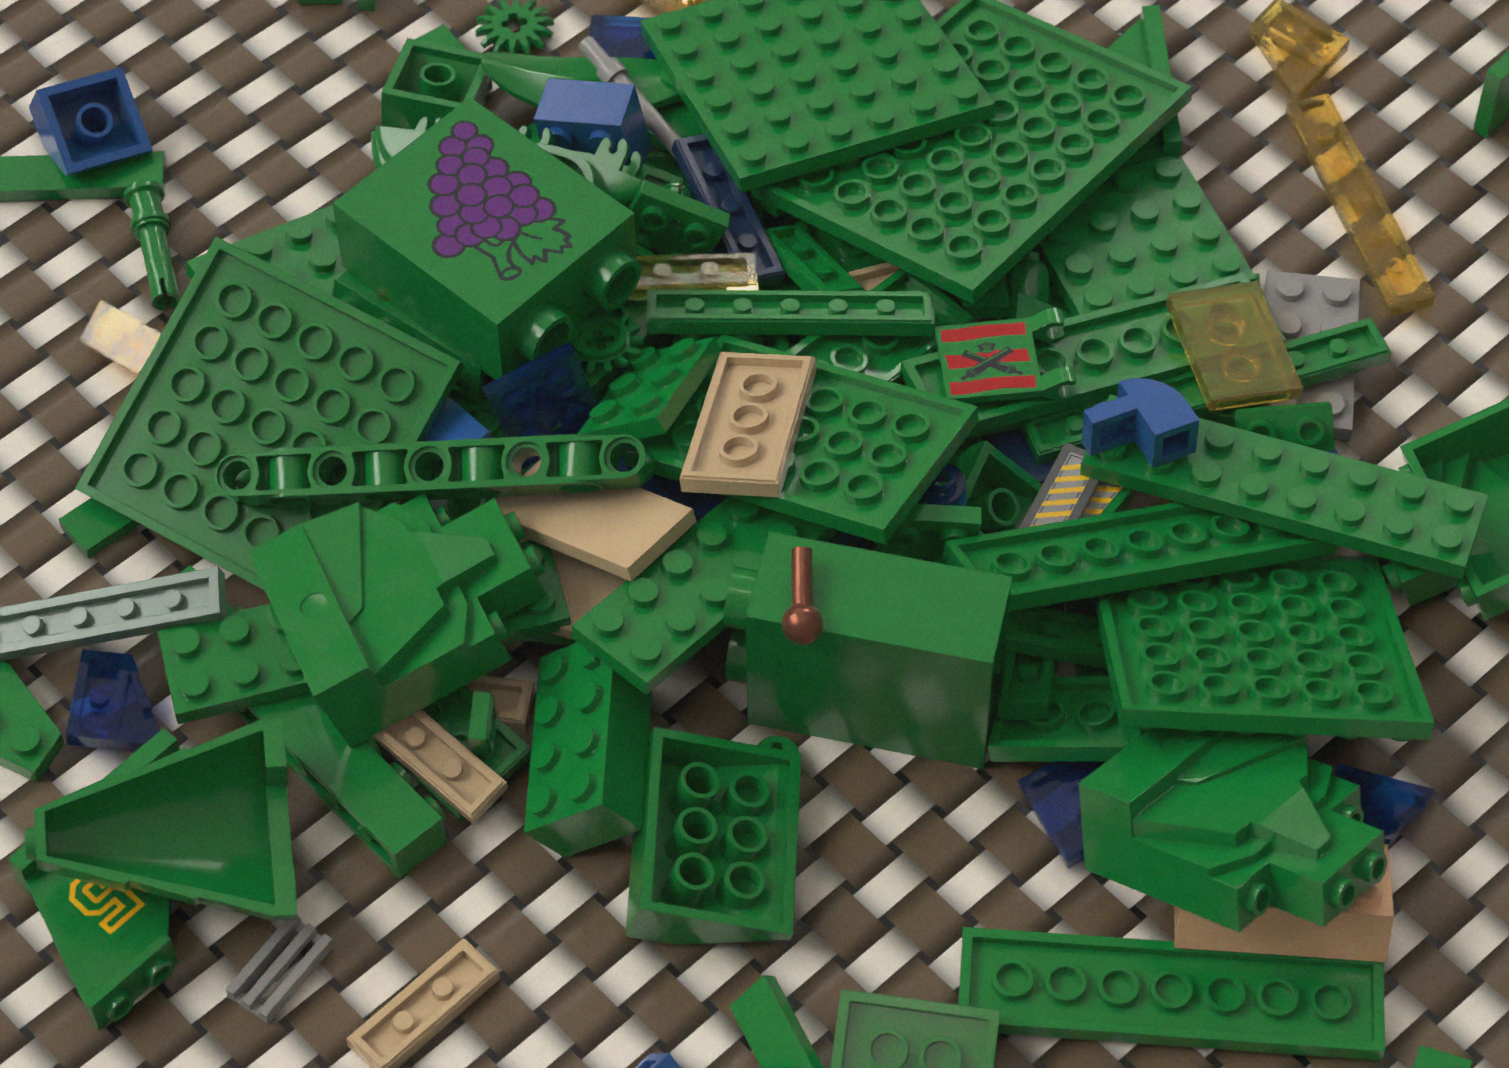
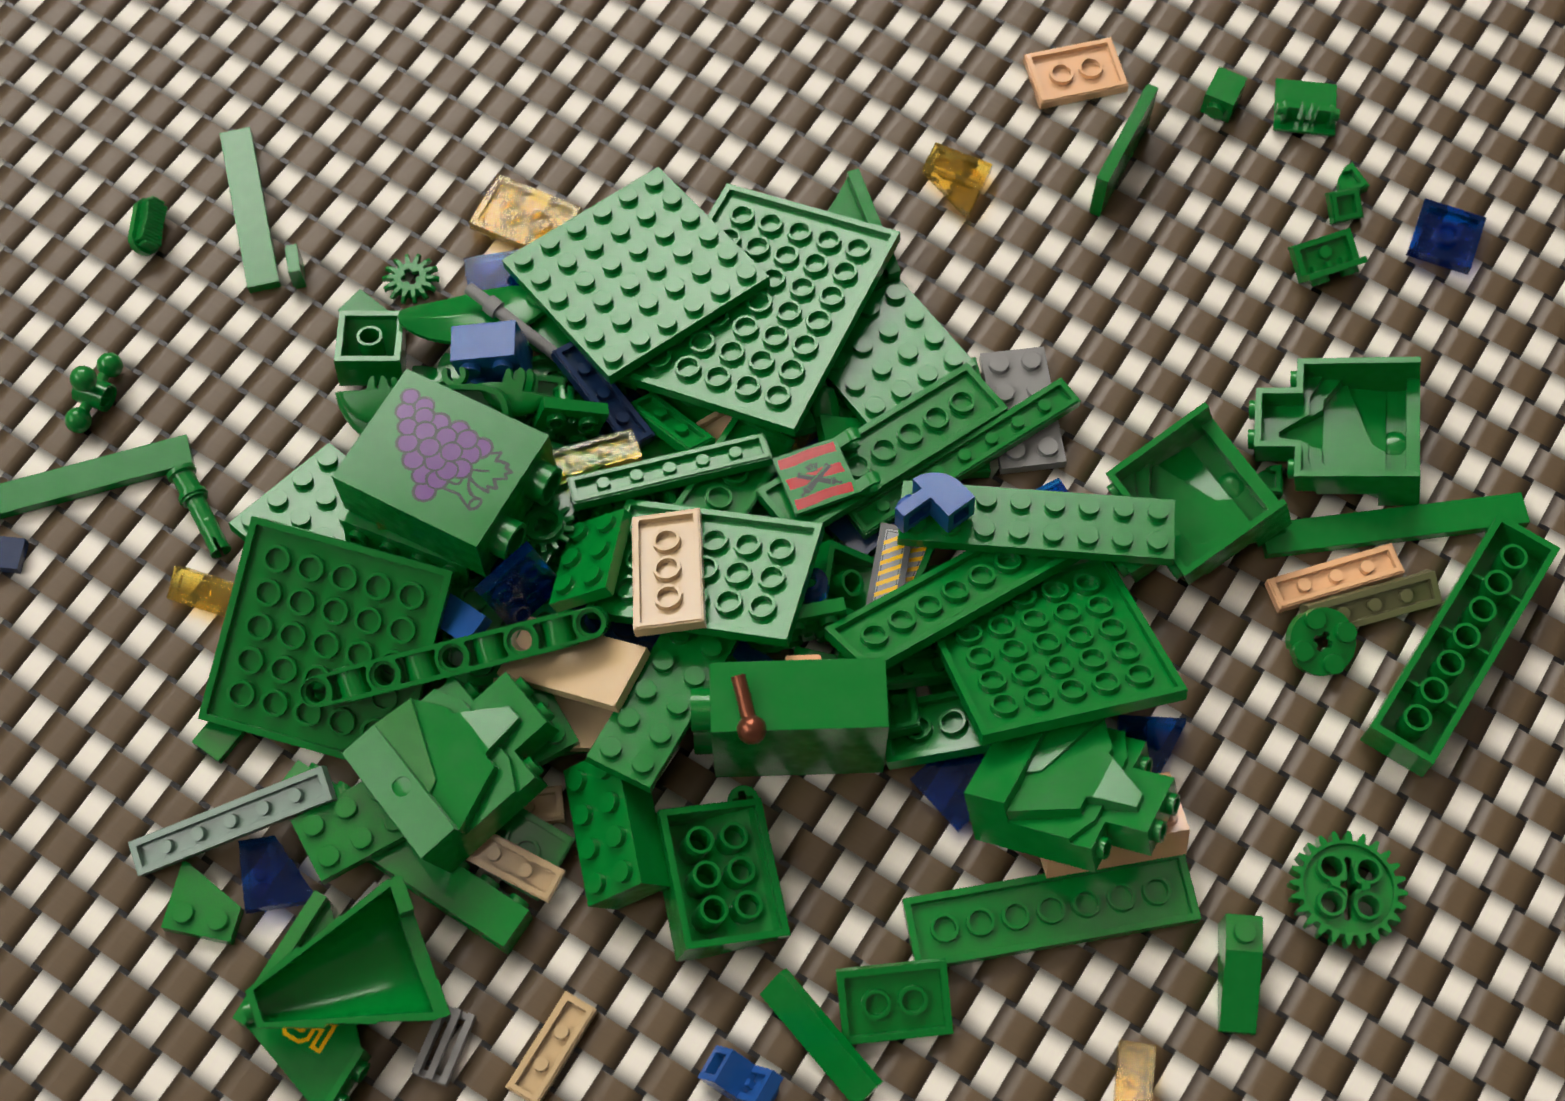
camera: 15 degrees left, 10 degrees up
(54, 66) = (92, 391): none -> green piece
(89, 122) = (127, 428): blue slope -> none
(483, 724) = (538, 834): green tile -> none
(1233, 346) = (976, 423): clear yellow tile -> none
(1297, 423) = (1032, 474): green bracket -> none
(1360, 205) = (1028, 287): clear yellow tile -> none

